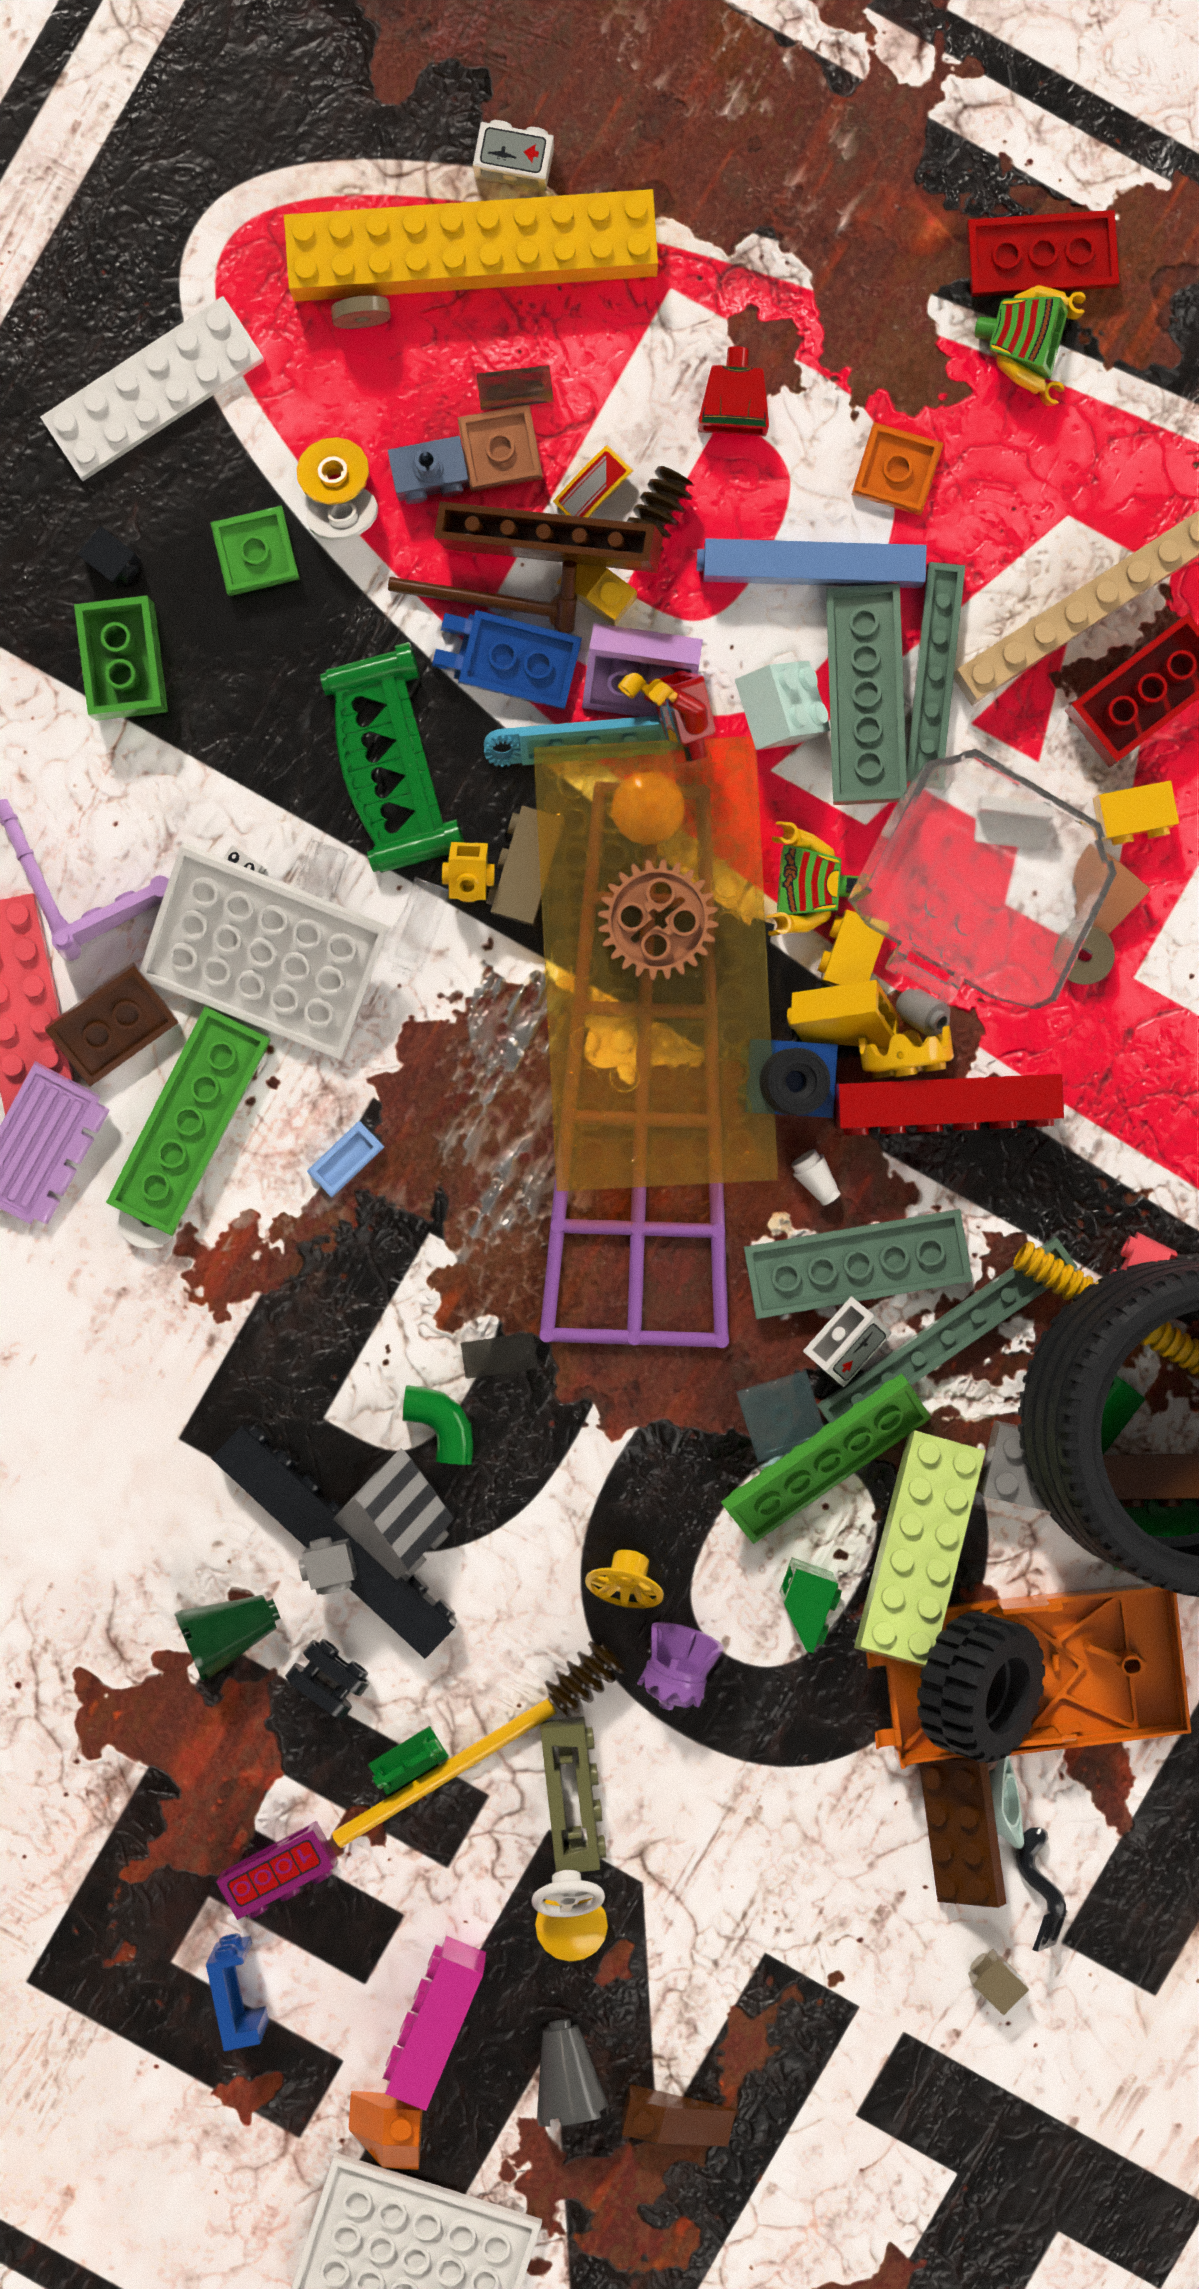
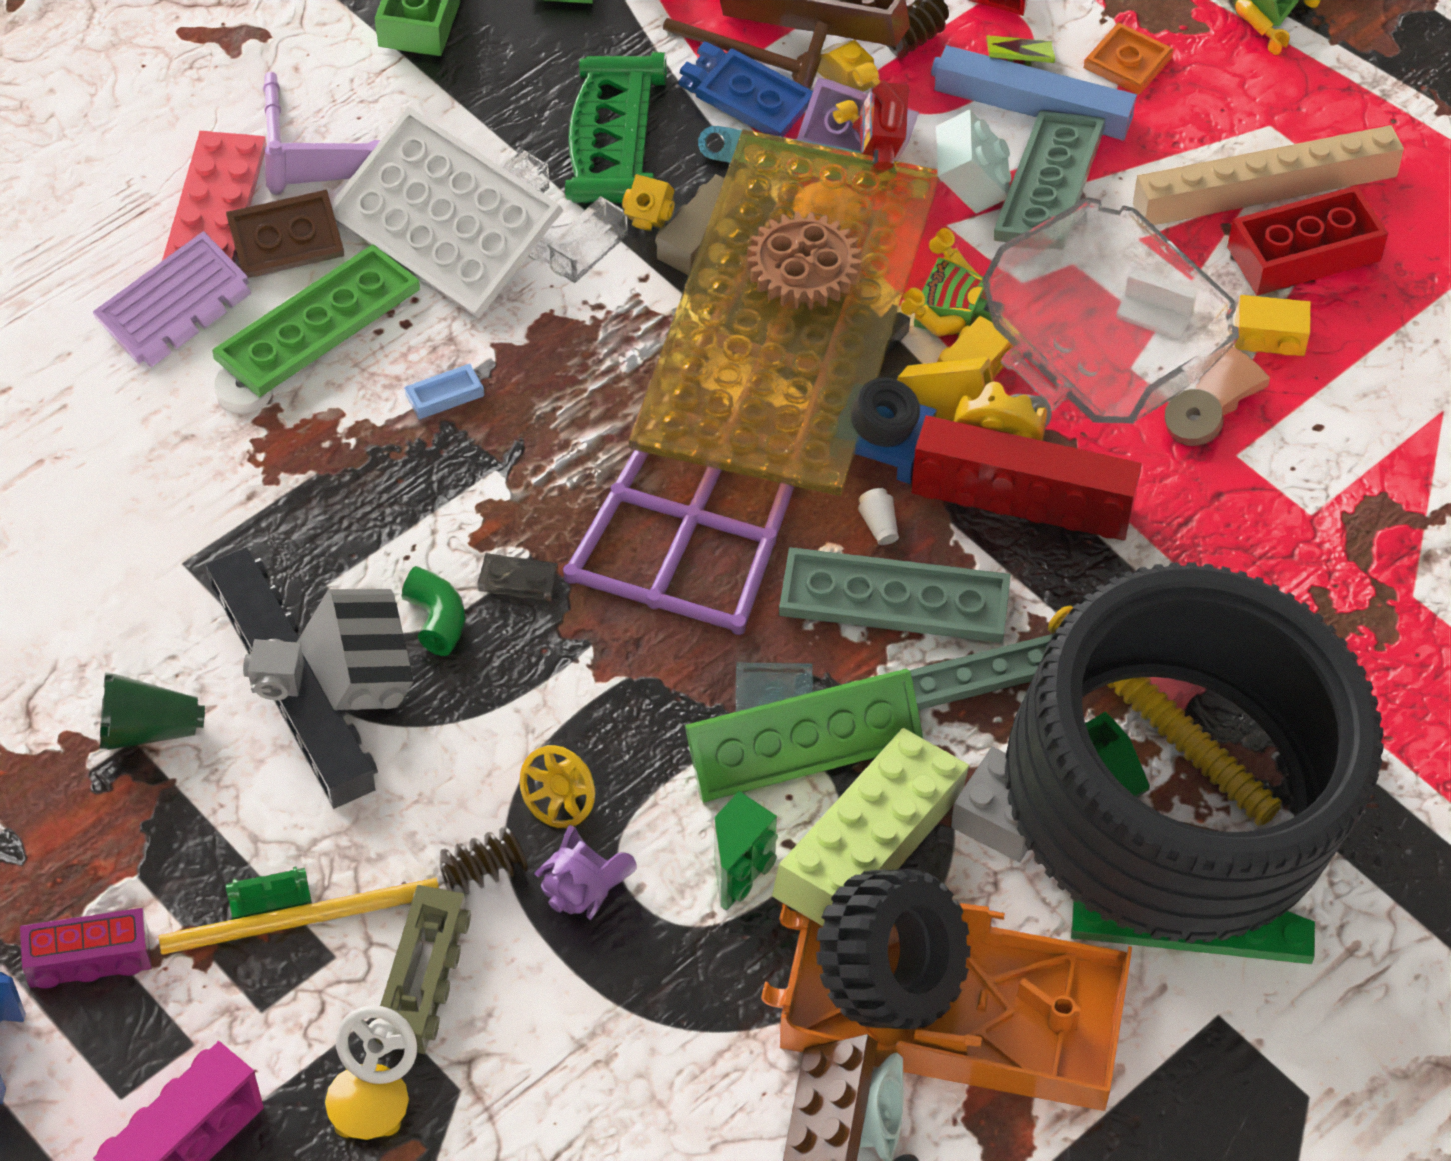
camera: 20 degrees right, 35 degrees down
(324, 1657) = (231, 772): black brick -> none
(782, 506) = (1020, 49): none -> lime piece
(847, 1341) = (862, 645): white brick -> none
(935, 665) = (1129, 161): sand green plate -> none

